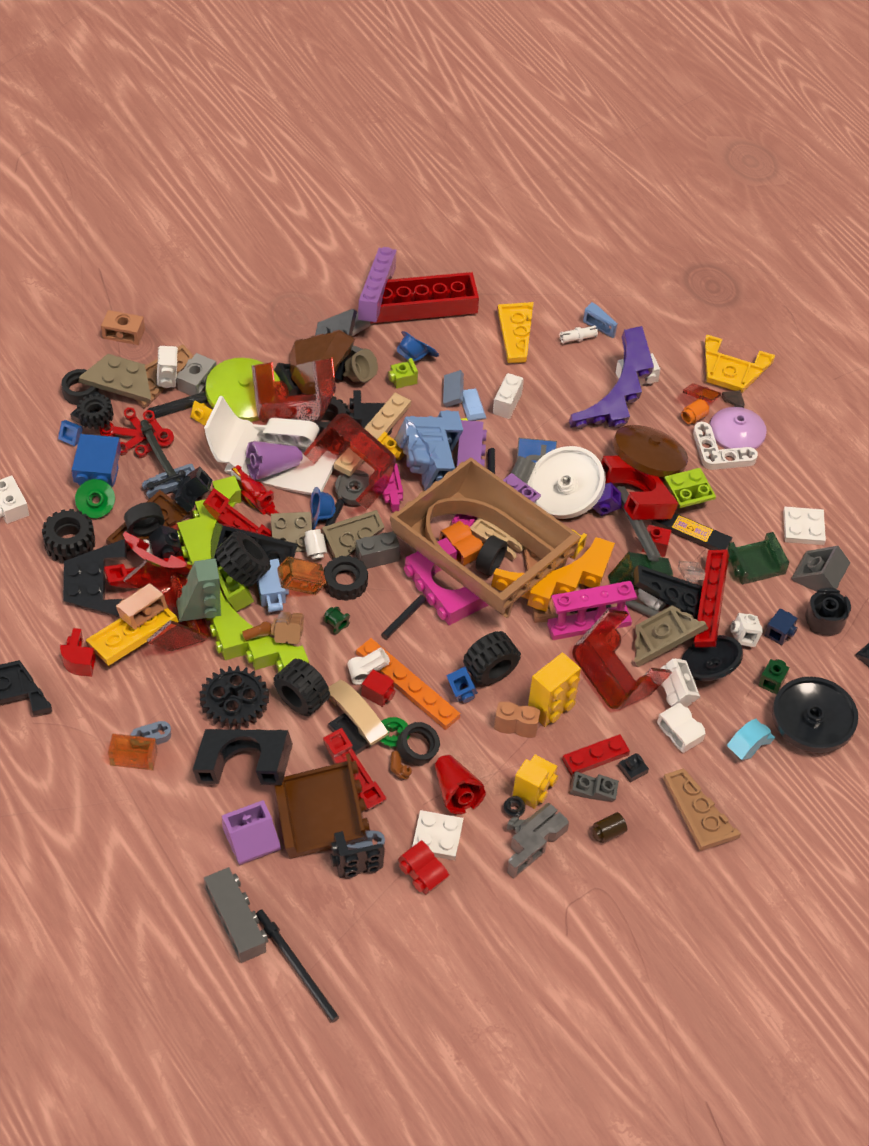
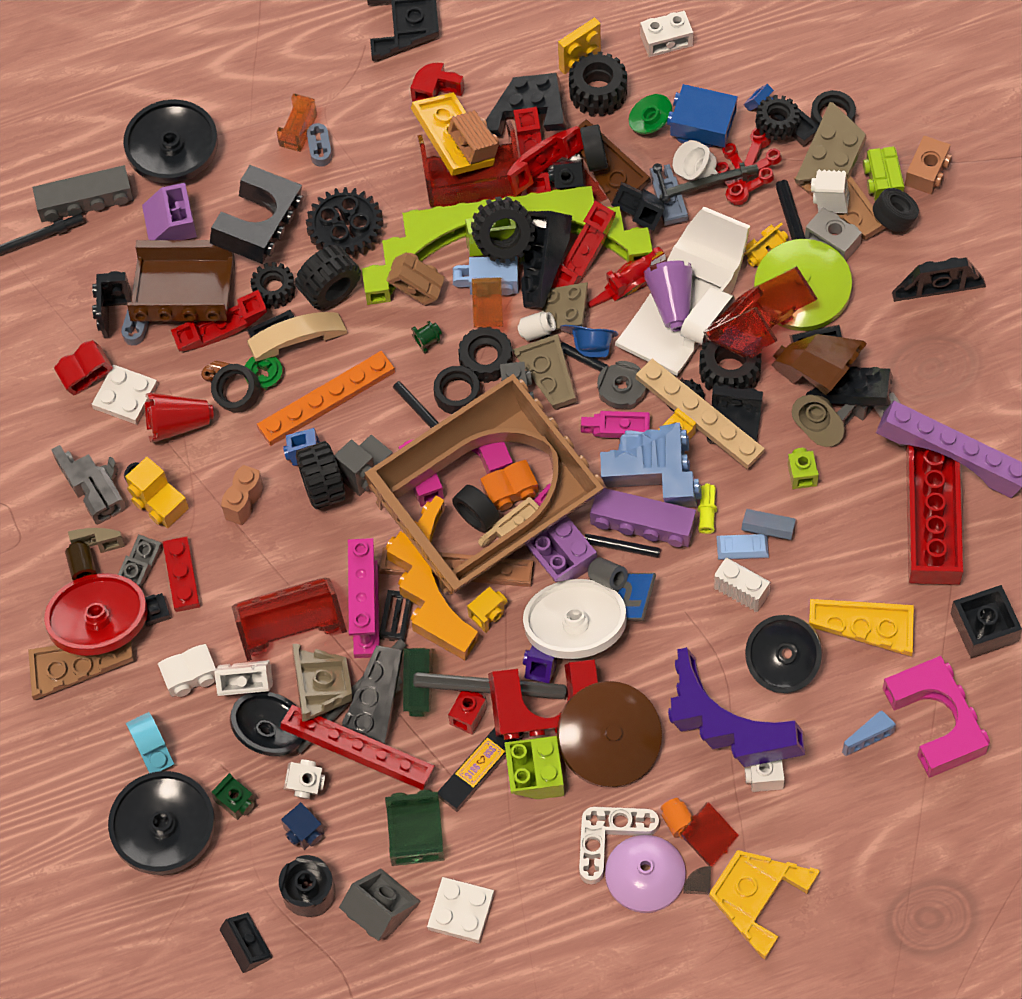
camera: 110 degrees right, 10 degrees up
(33, 549) = (579, 43): none -> yellow plate
(137, 349) = (883, 170): none -> lime brick
(140, 463) = (694, 161): none -> white piece
(168, 848) = (170, 141): none -> black dish
(172, 335) = (895, 210): none -> black tyre
(202, 592) = (459, 184): sand green wedge -> none
(230, 307) = (939, 278): none -> black wing
(261, 630) = (410, 242): dark orange arm -> none
(307, 729) = (274, 273): none -> black tyre
(346, 433) = (642, 376): clear red windscreen -> none
(362, 666) = (350, 353): white piece -> none
(378, 688) = (321, 363): red brick -> none
(380, 604) = (450, 374): none -> black tyre
(413, 348) = (843, 487): blue piece -> none
(464, 634) = (356, 459): none -> dark grey brick
(501, 265) = (986, 621): none -> black brick
(554, 688) = (255, 527): yellow brick -> none
(558, 363) = (766, 653): none -> black dish
(578, 334) = (847, 701): white pin -> none
(584, 819) = (105, 538): none -> dark tan slope
(586, 273) = (936, 682): none -> dark pink arch
(658, 799) = (95, 614): none -> red dish
(691, 571) = (406, 736): clear plate -> none

